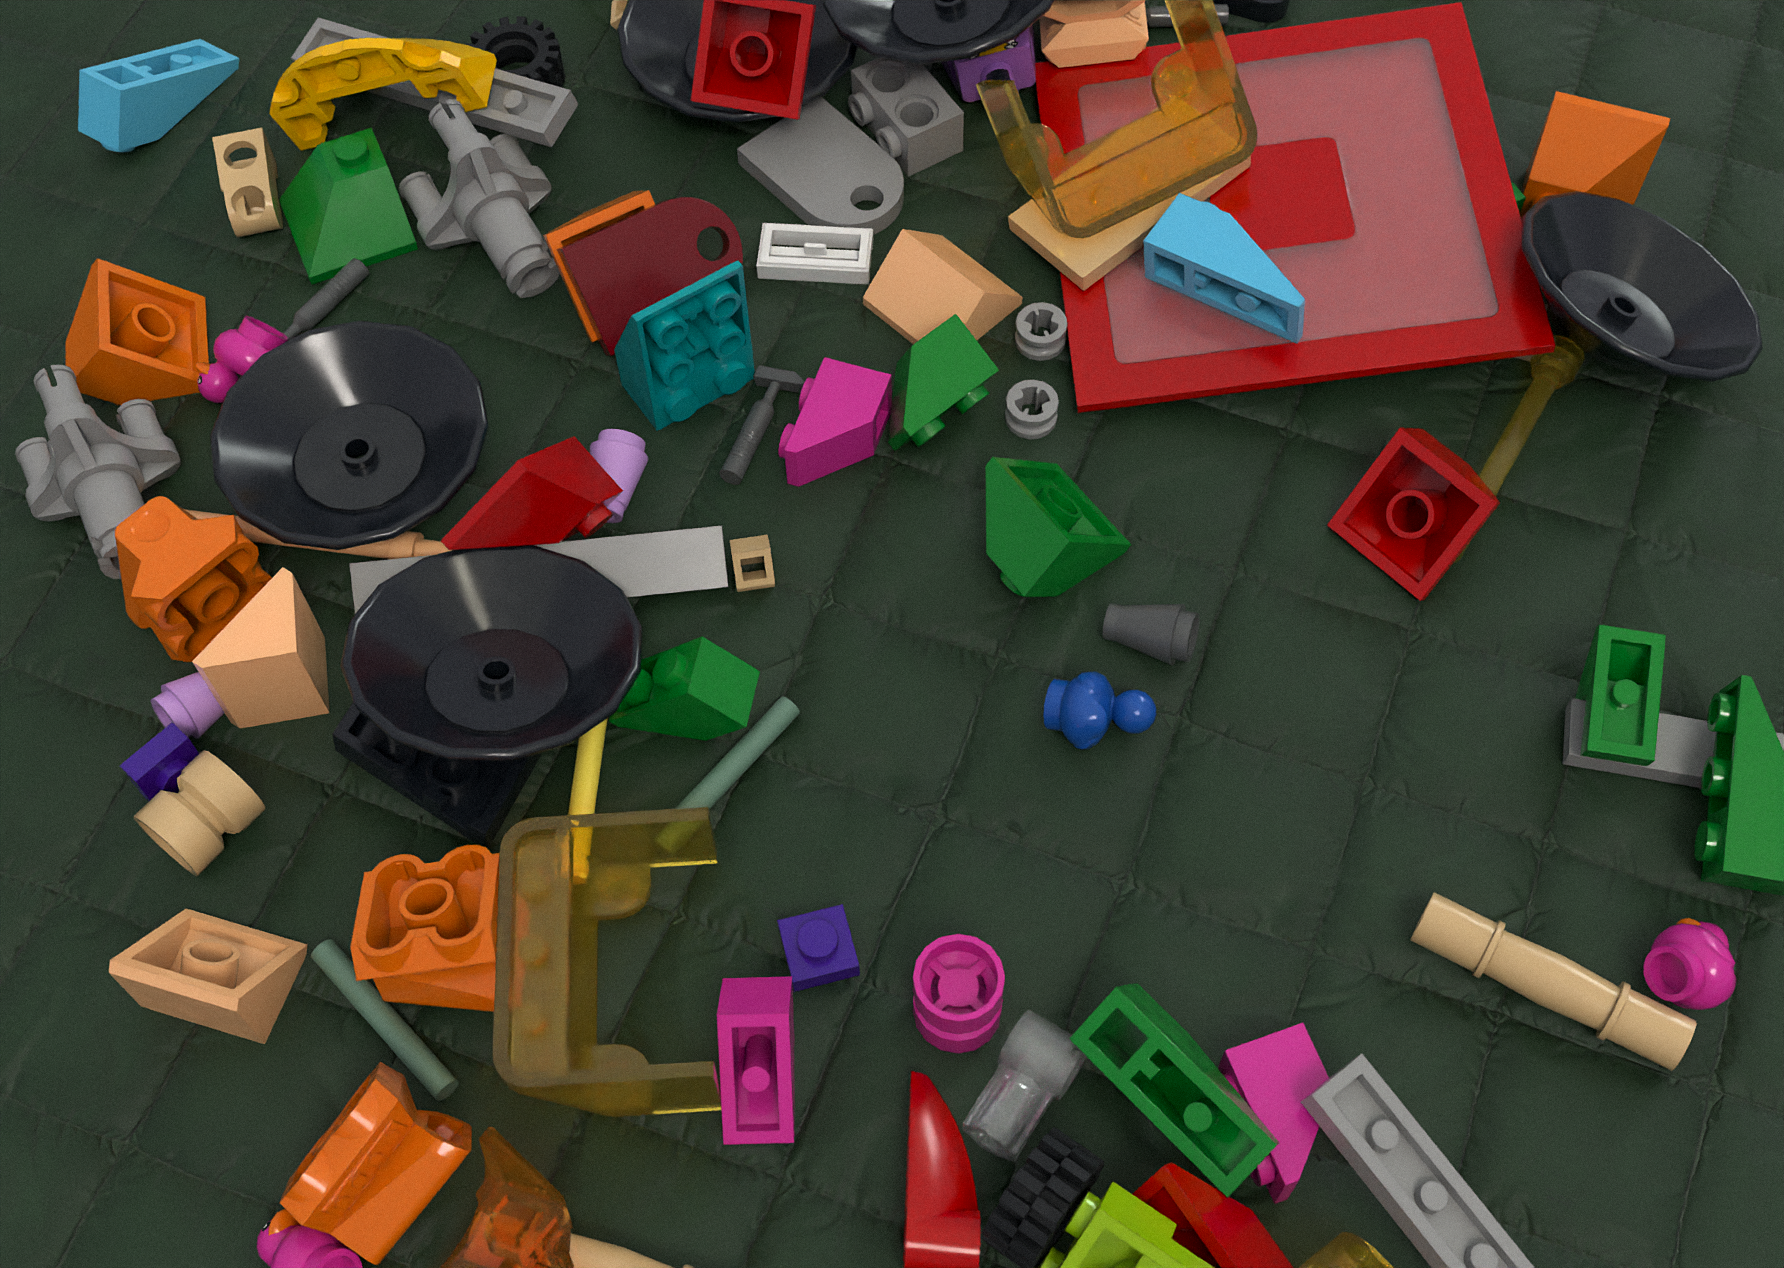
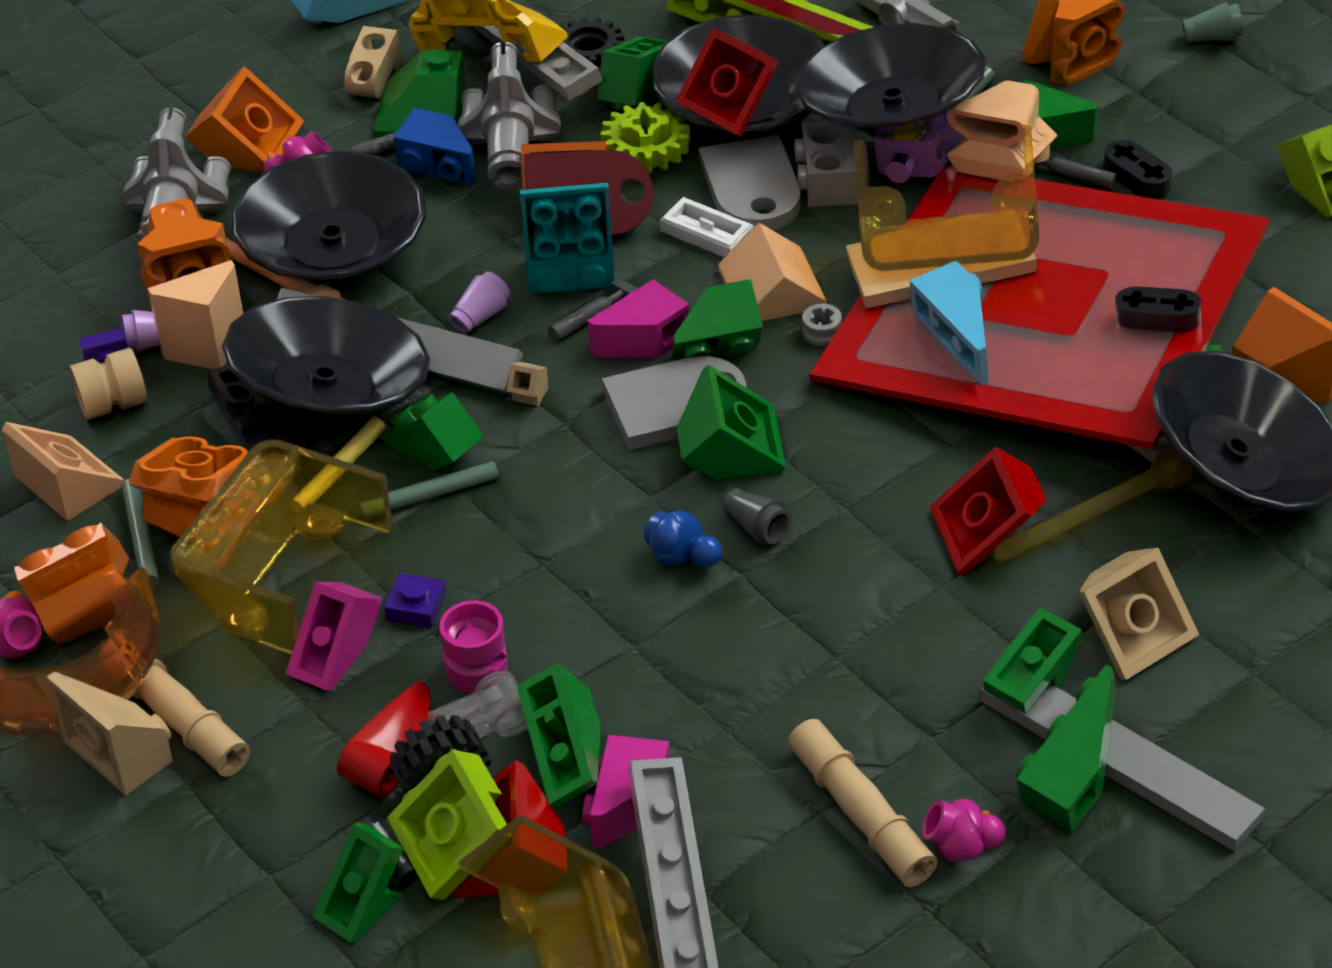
camera: 30 degrees right, 15 degrees down
(413, 273) = (434, 147): none -> blue slope
(540, 501) = (411, 287): red slope -> none
(591, 73) = (628, 72): none -> green slope
(666, 156) = (648, 135): none -> lime gear
(928, 510) = (652, 399): none -> light grey tile
(1035, 393) = (779, 356): light grey bush -> none
(1436, 166) = (1158, 309): none -> black beam
(1660, 562) = (1137, 610): none -> tan slope

